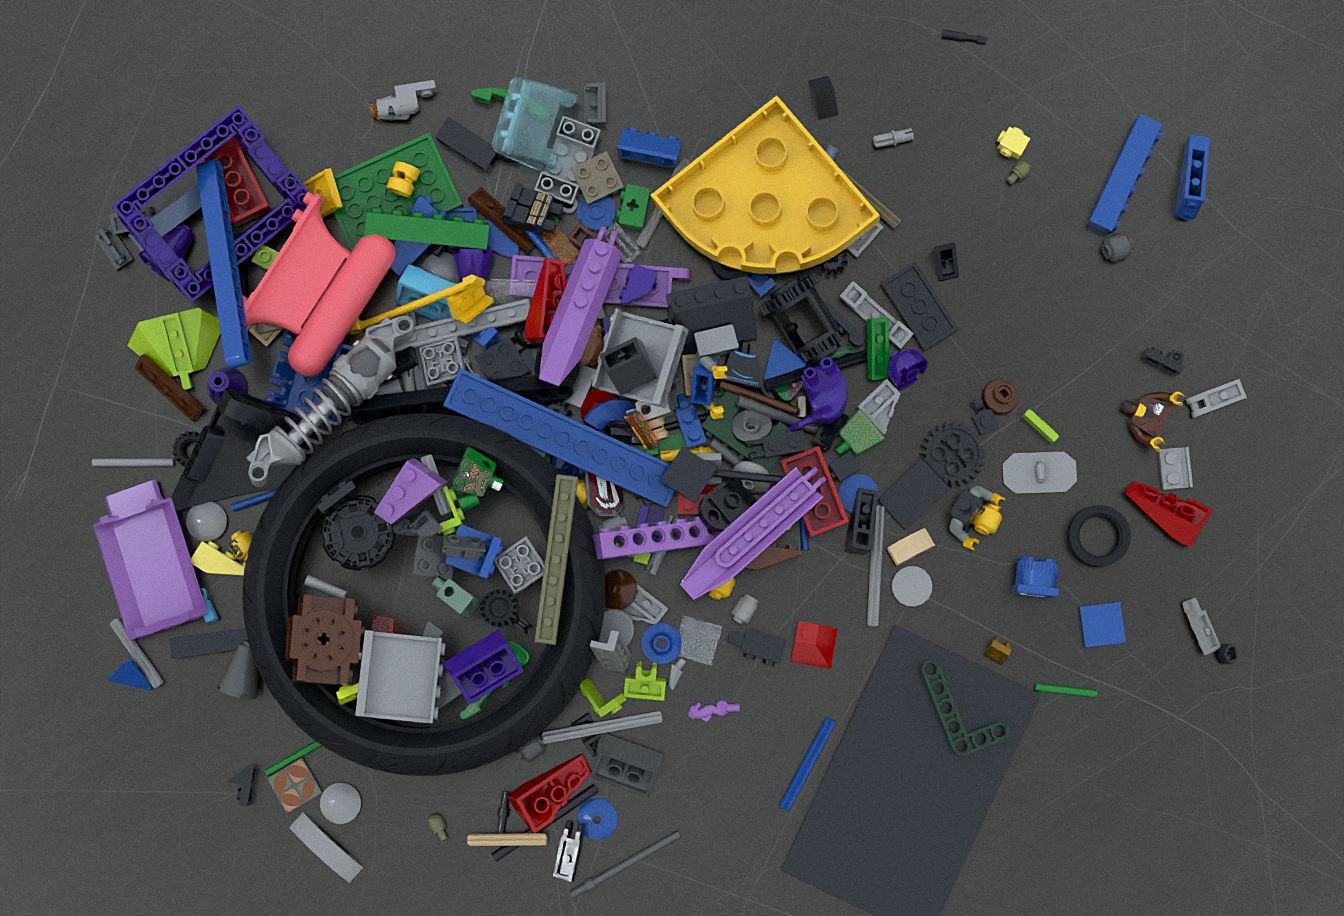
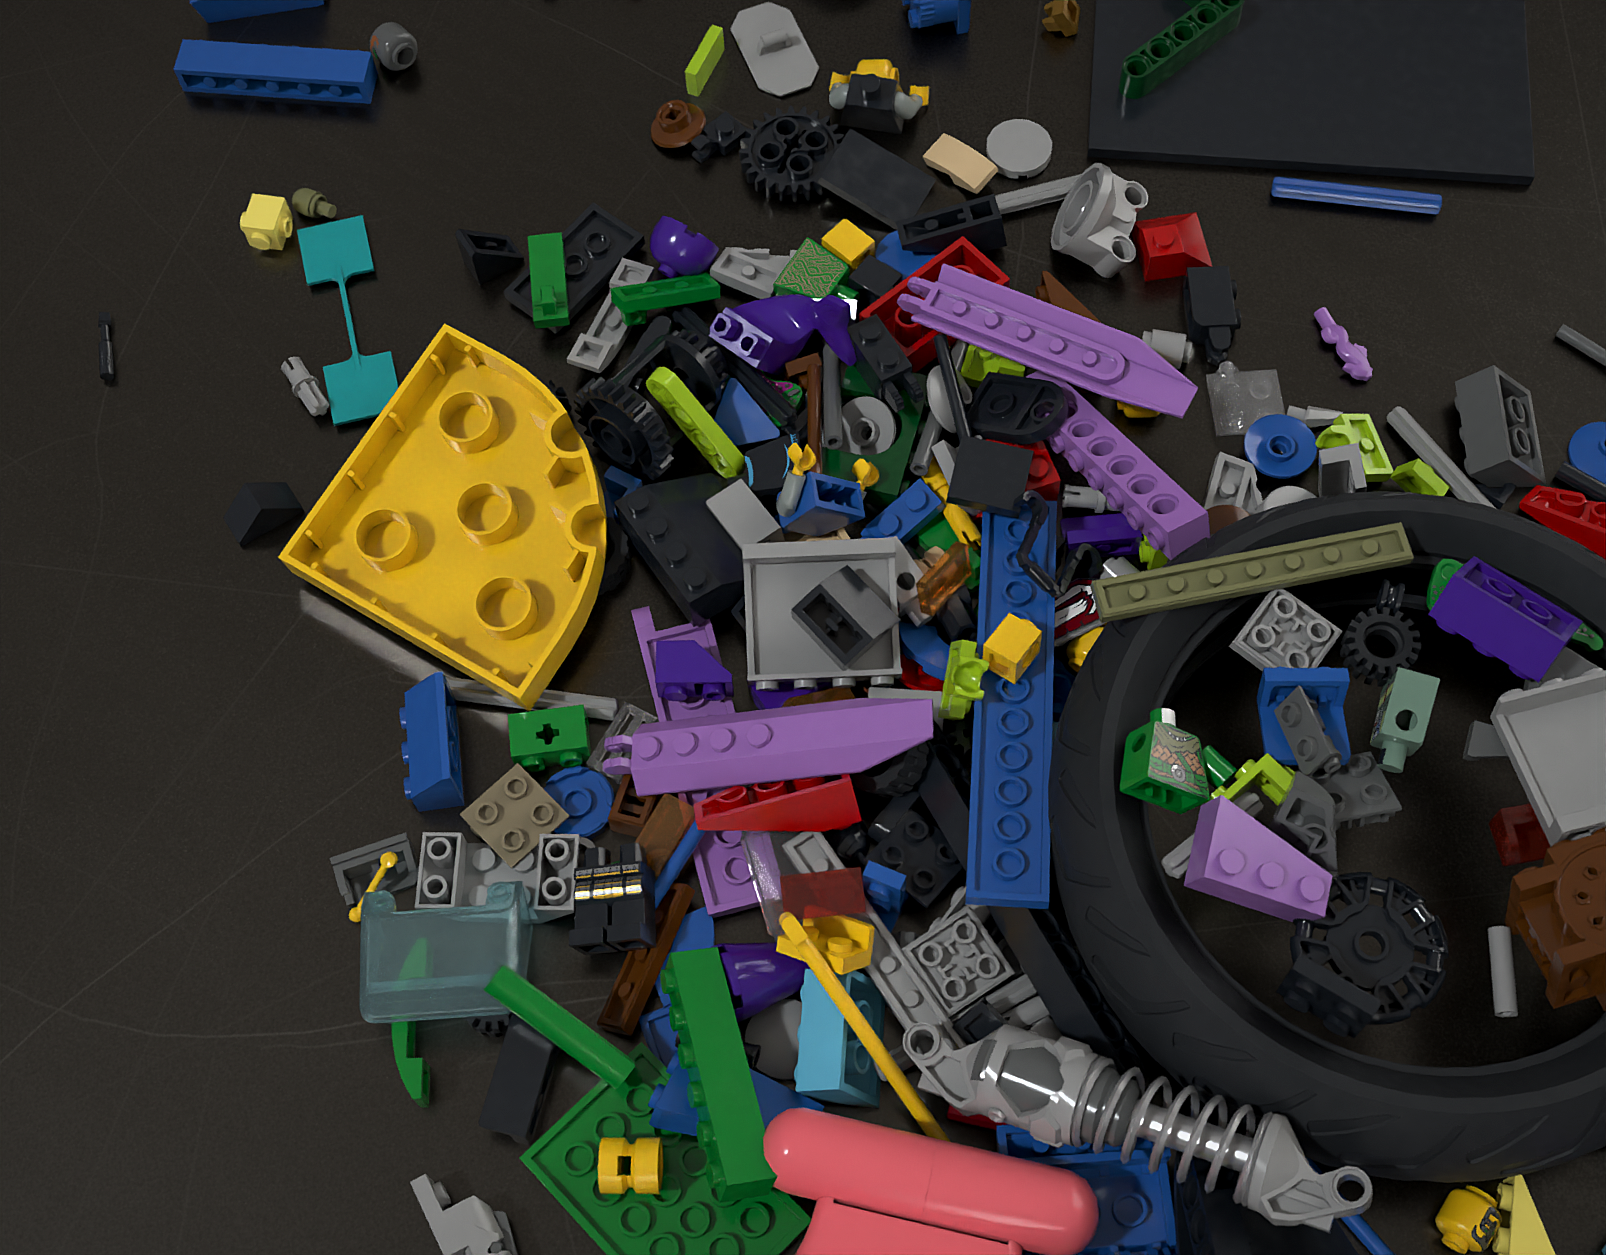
camera: 105 degrees left, 20 degrees down
(477, 165) = (559, 1026): none -> green brick
(492, 306) = (823, 893): none -> clear red hinge
(577, 414) = (961, 680): none -> lime plate
(582, 443) = (1012, 647): none -> yellow brick
(593, 109) = (387, 861): none -> yellow hinge
(630, 502) = (1032, 569): none -> black piece
(779, 333) = (696, 422): none -> lime beam
(837, 605) = (1098, 220): none -> light grey piece
(874, 460) = (849, 244): none -> yellow panel
(911, 287) = (548, 280): none -> green hinge
(979, 175) = (363, 383): none -> teal hinge

